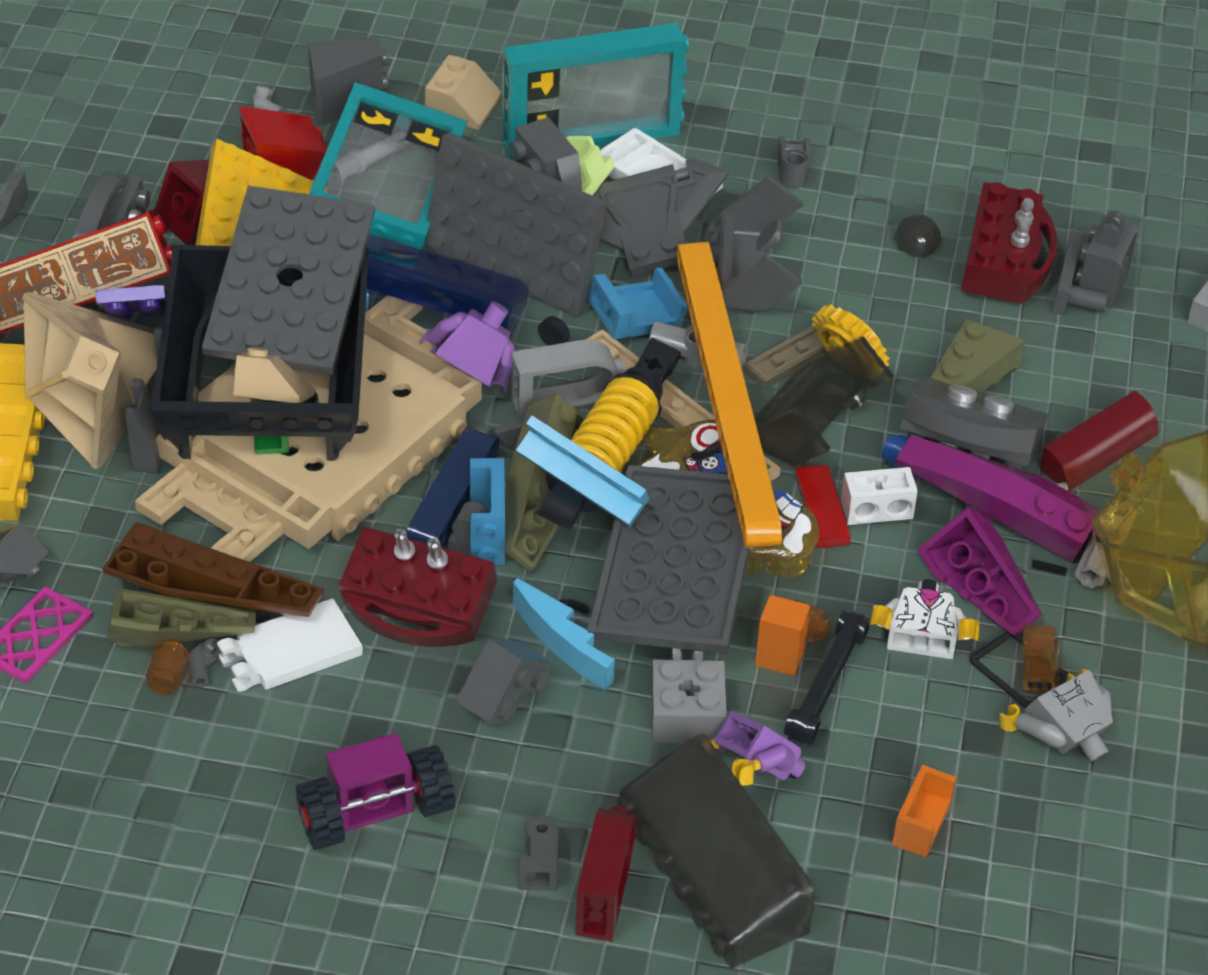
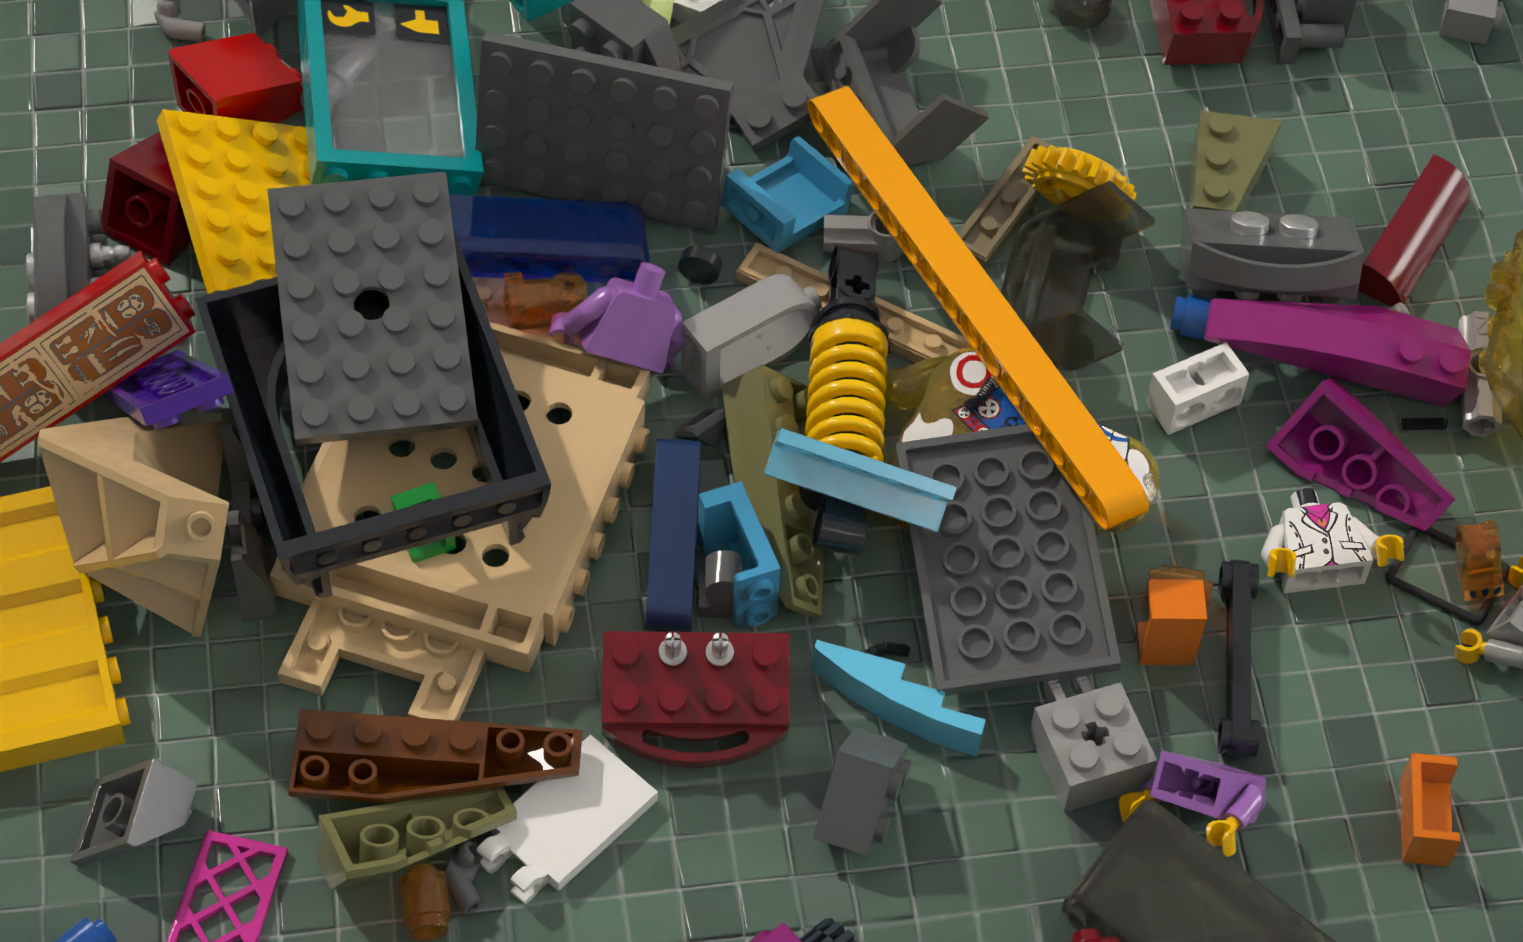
camera: 20 degrees left, 10 degrees up
(268, 378) = (401, 459): tan slope -> none
(419, 317) = (535, 301): none -> clear orange leg
(821, 498) = (1125, 411): red tile -> none

